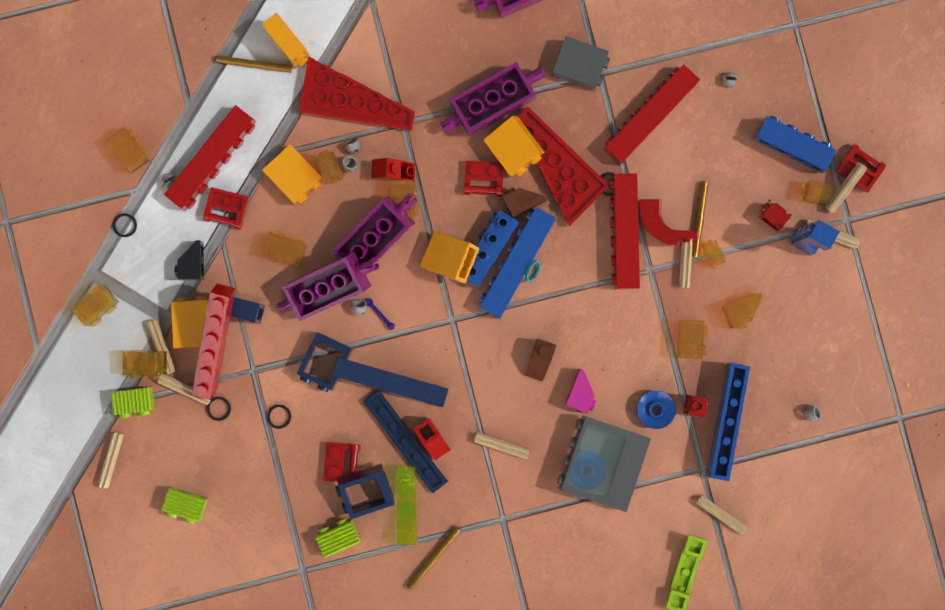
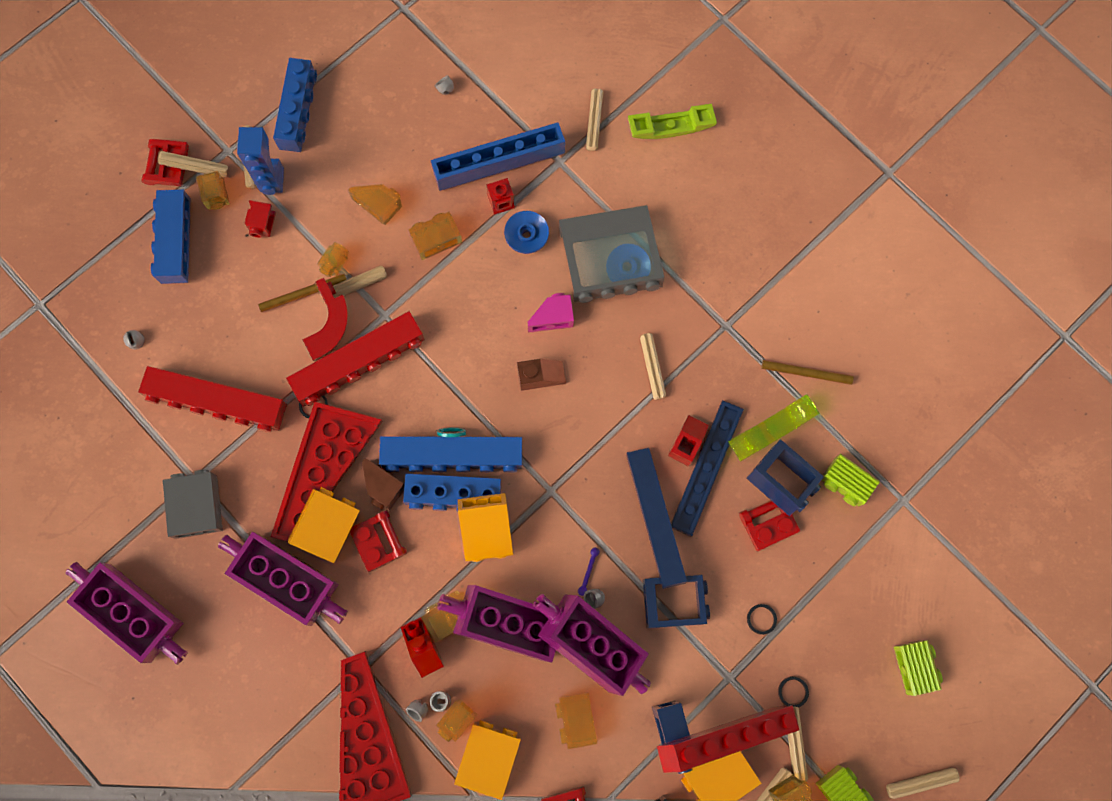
camera: 120 degrees left, 10 degrees down
(856, 288) = (295, 105): none -> blue brick

